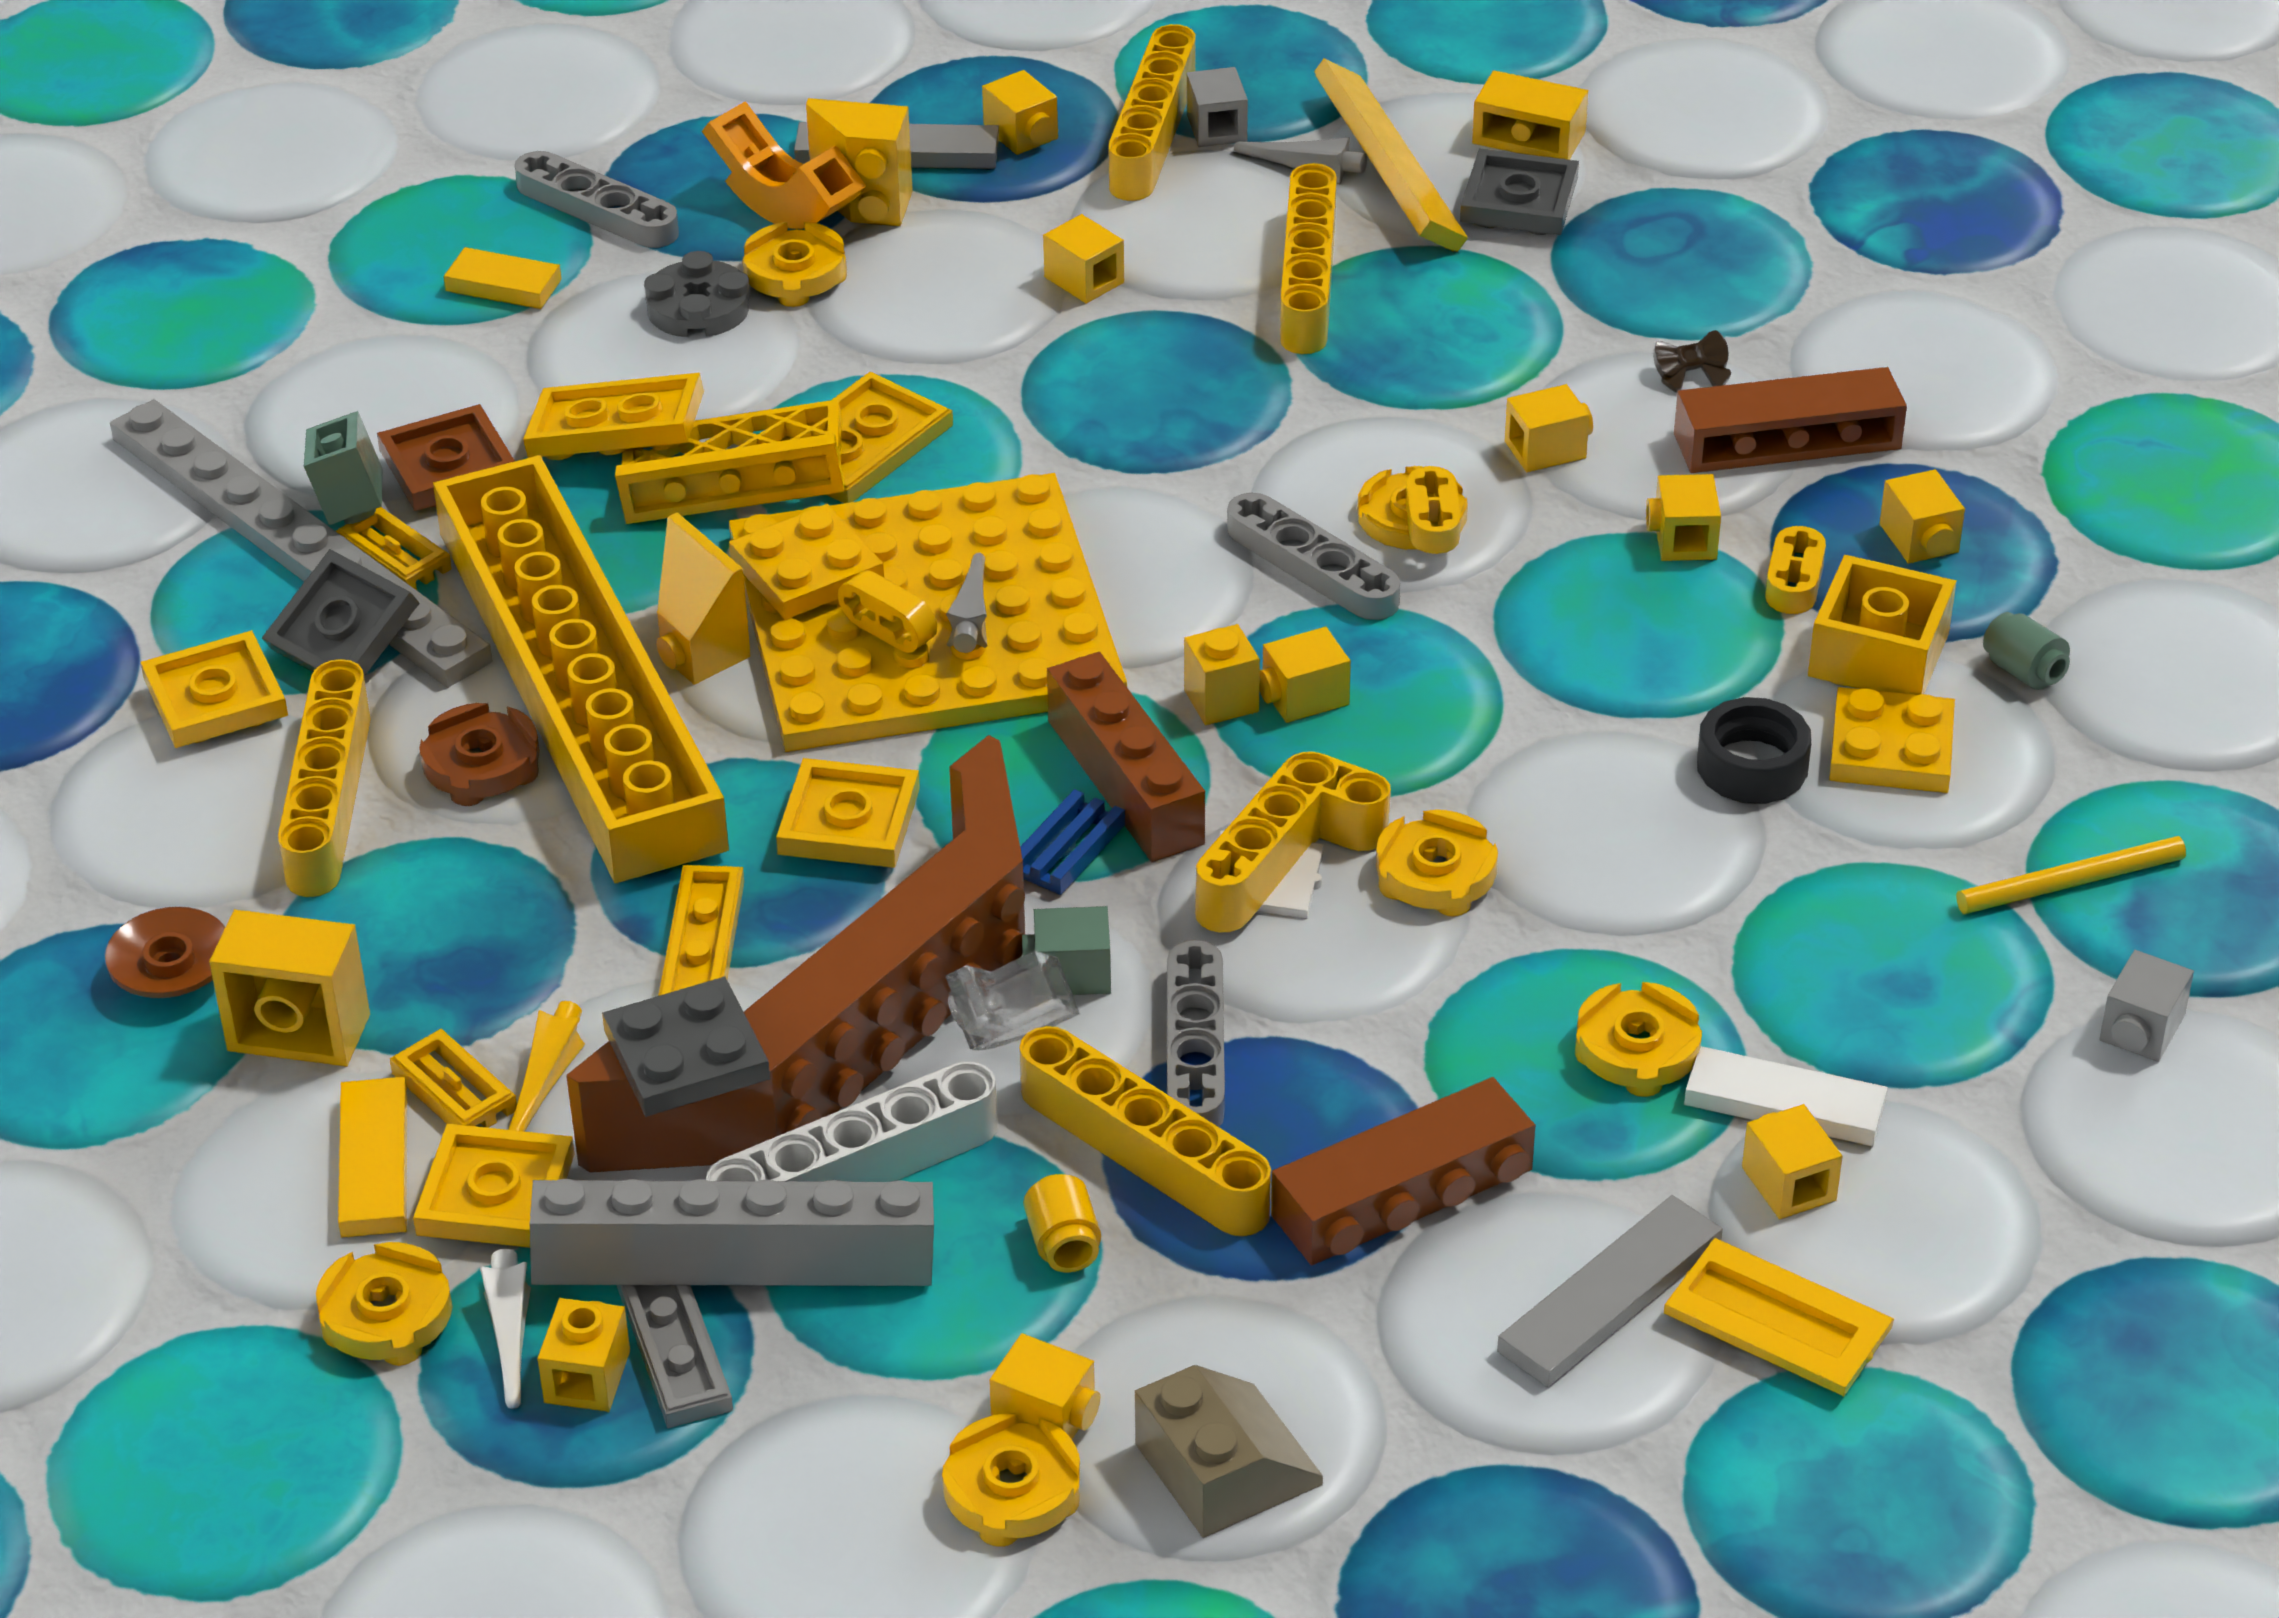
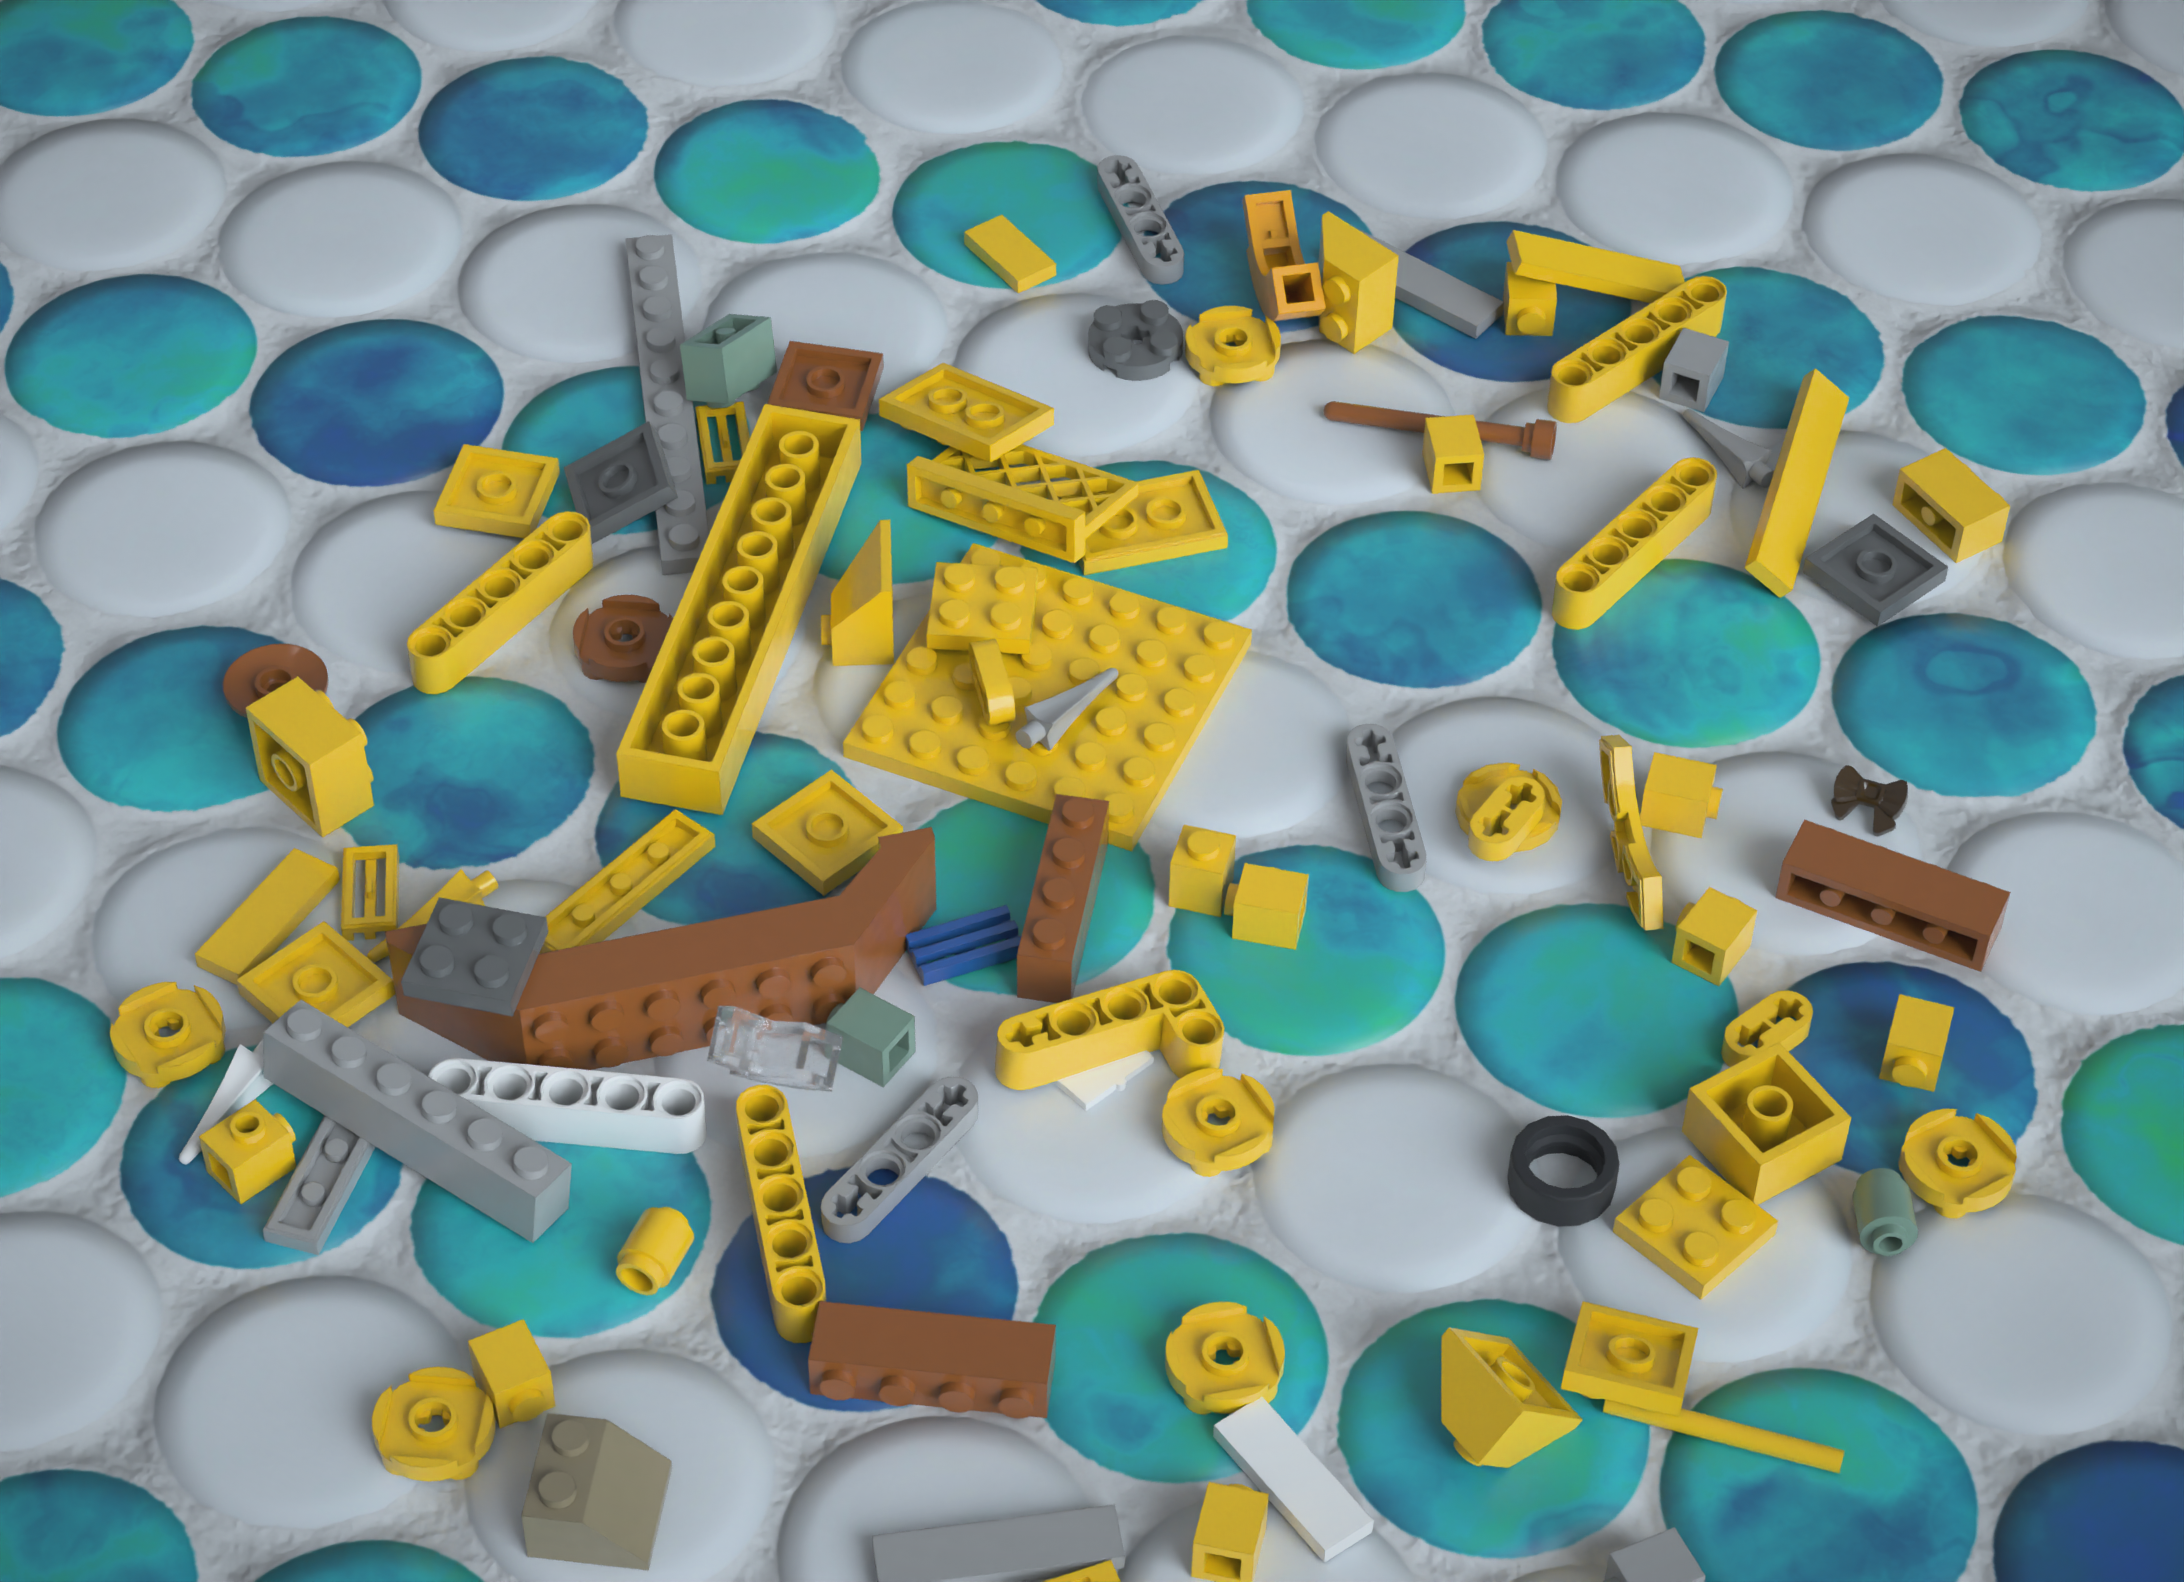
camera: 35 degrees right, 5 degrees up
(1061, 61) = (1591, 267): none -> yellow tile
(1138, 217) = (1534, 438): none -> dark orange piece
(1545, 481) = (1628, 837): none -> yellow tile
(1895, 945) = (1497, 1400): none -> yellow slope
(1959, 855) = (1629, 1359): none -> yellow plate
(2011, 580) = (1951, 1187): none -> yellow plate

